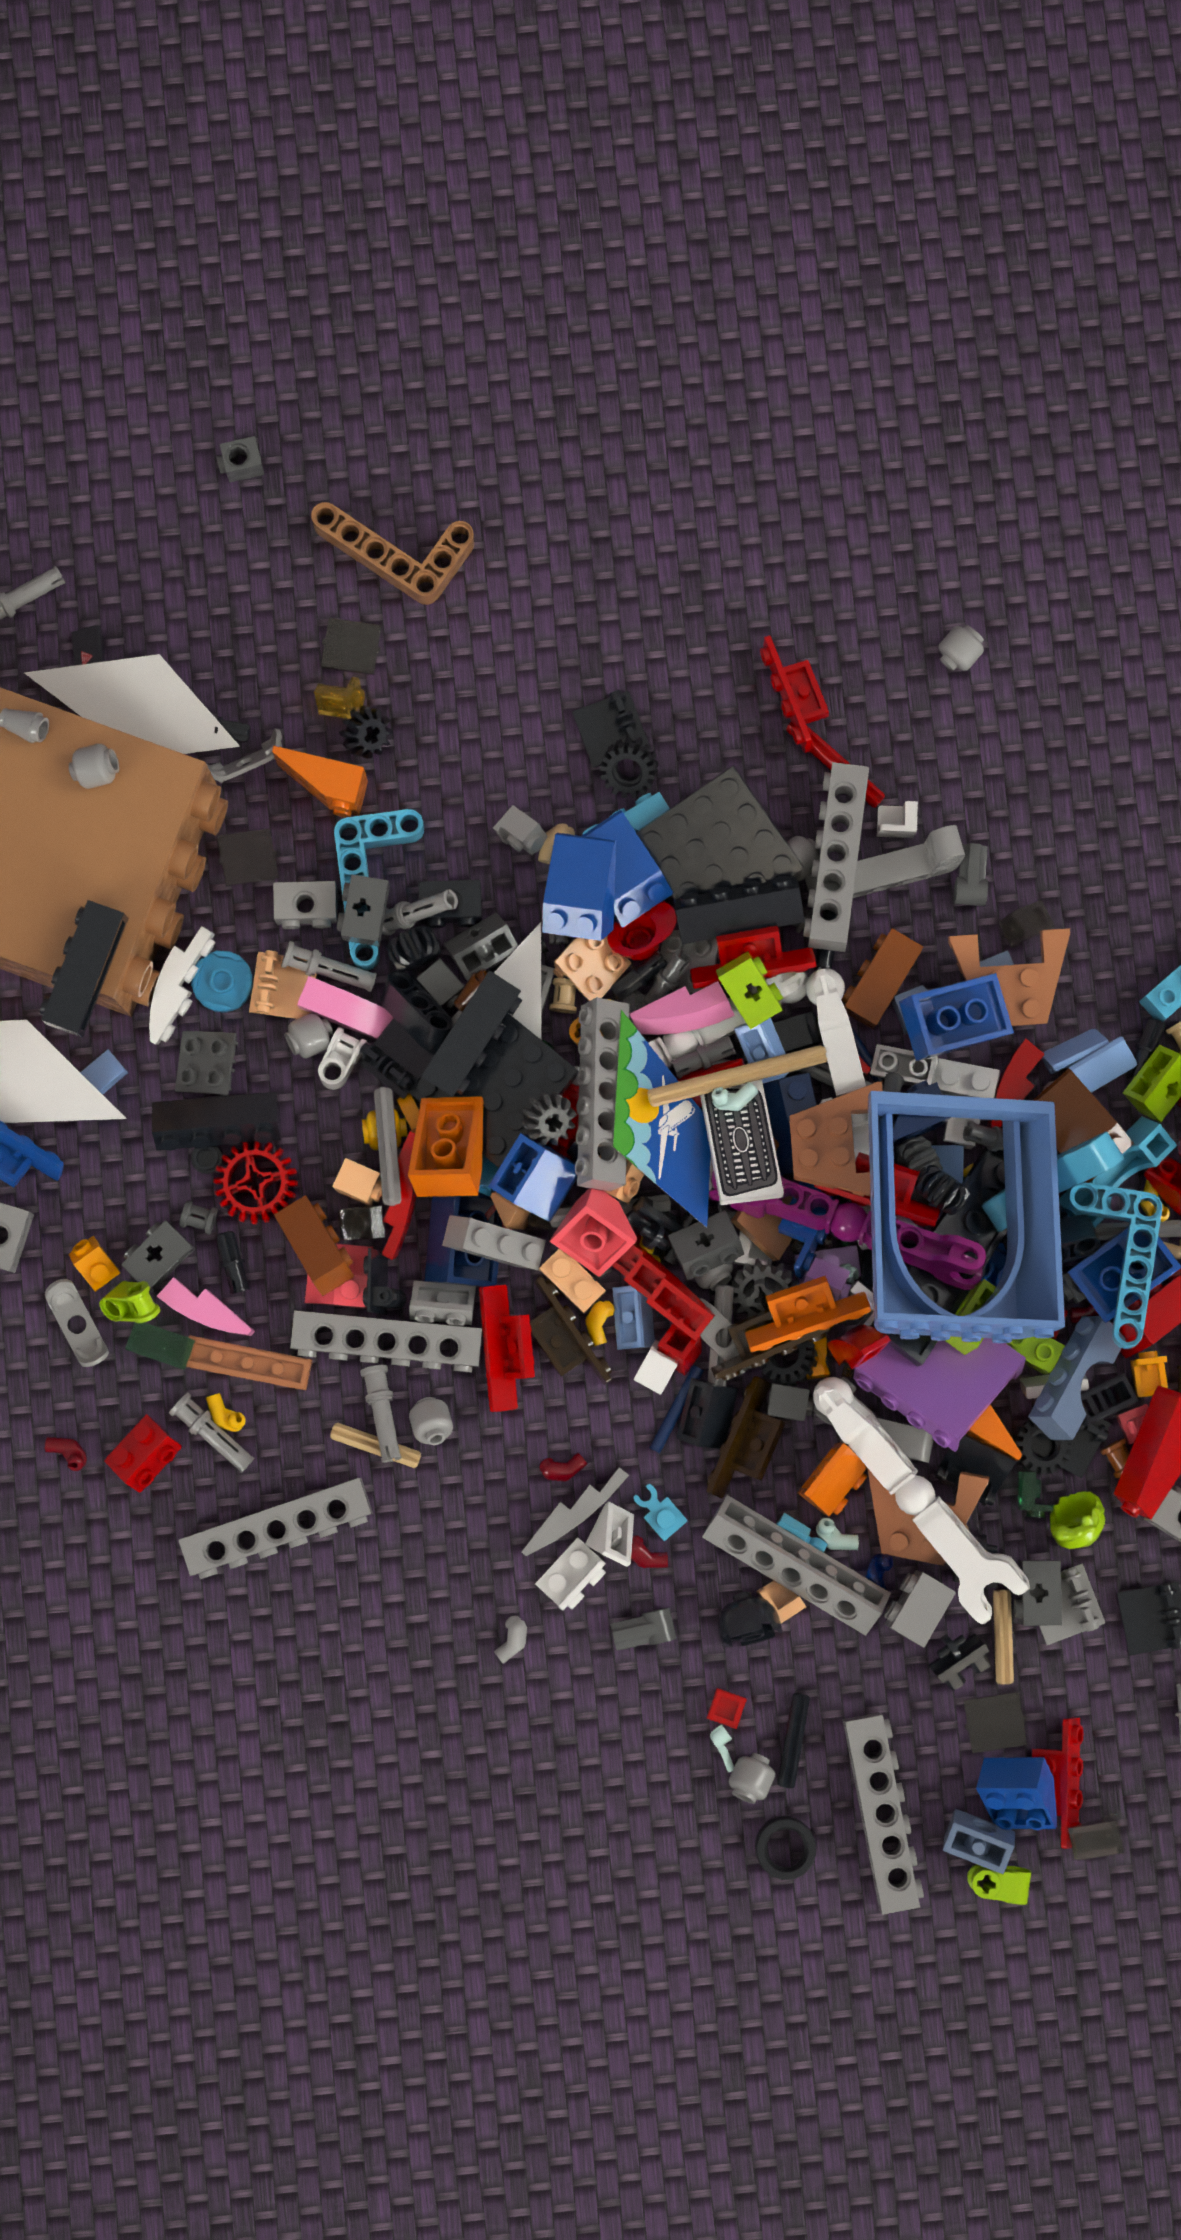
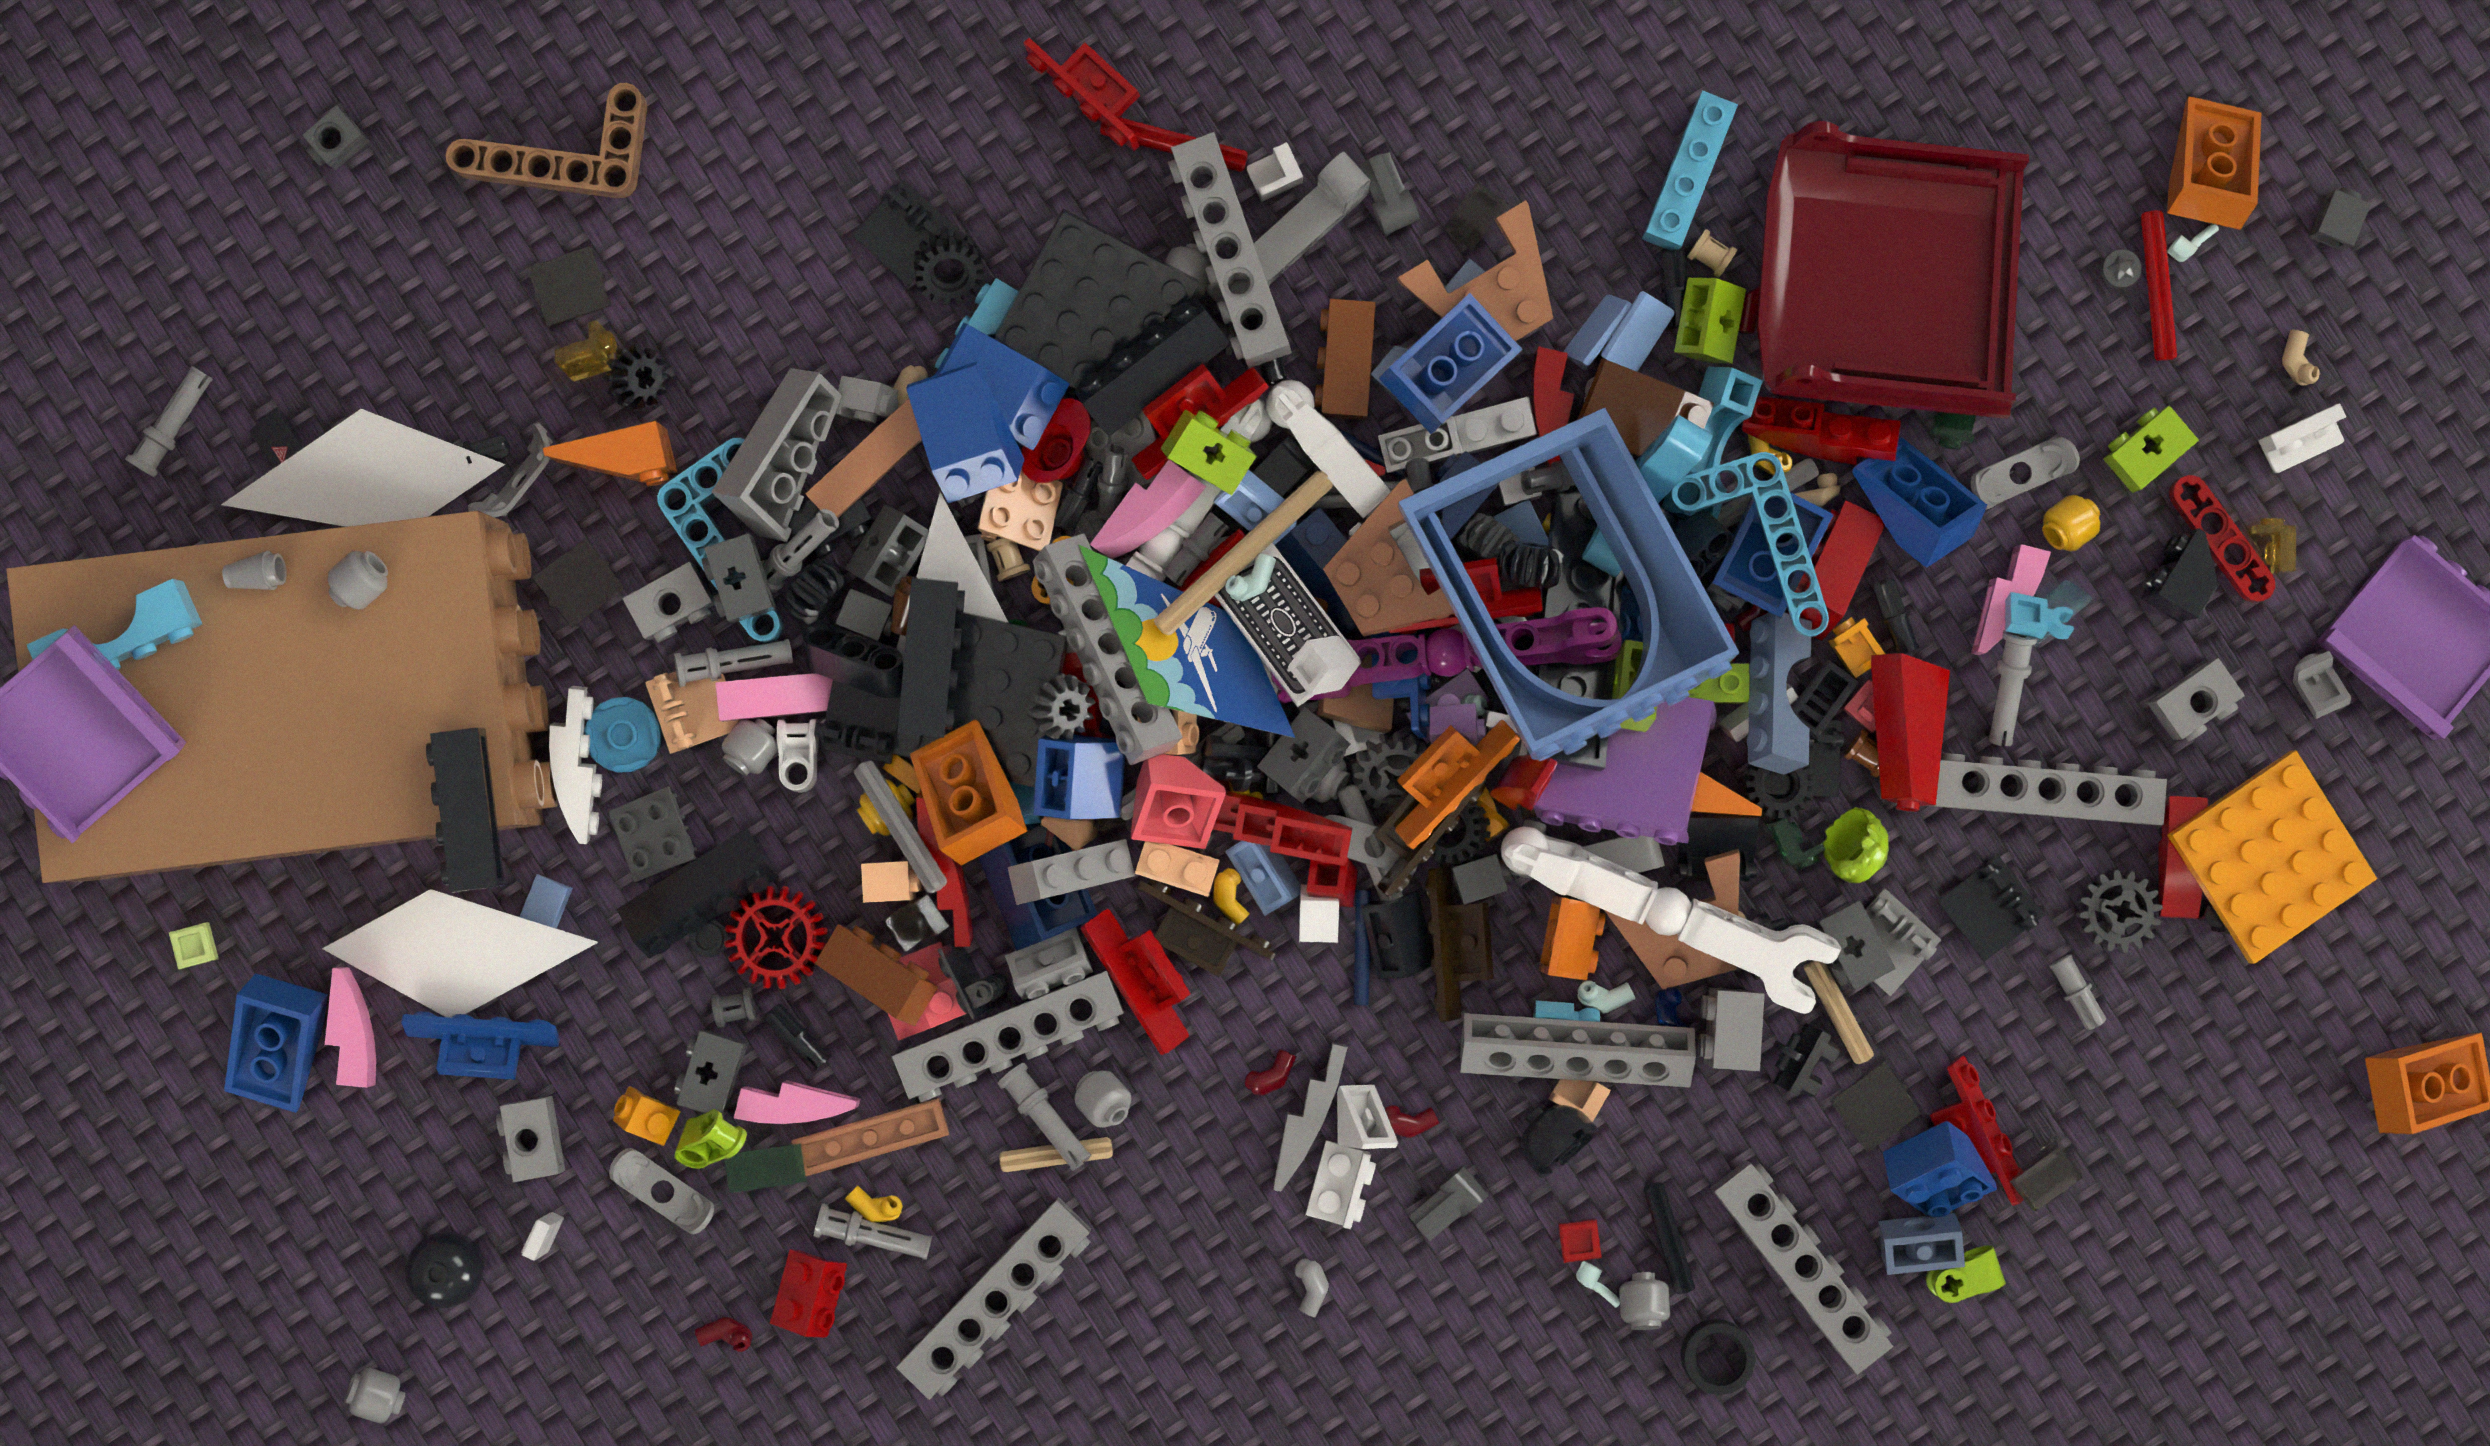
camera: 25 degrees left, 5 degrees up
(439, 836) = (778, 453): none -> light grey wedge
(500, 874) = (867, 462): none -> nougat tile
(663, 1515) = (1407, 1070): medium azure plate -> none
(755, 1184) = (1323, 665): none -> white panel

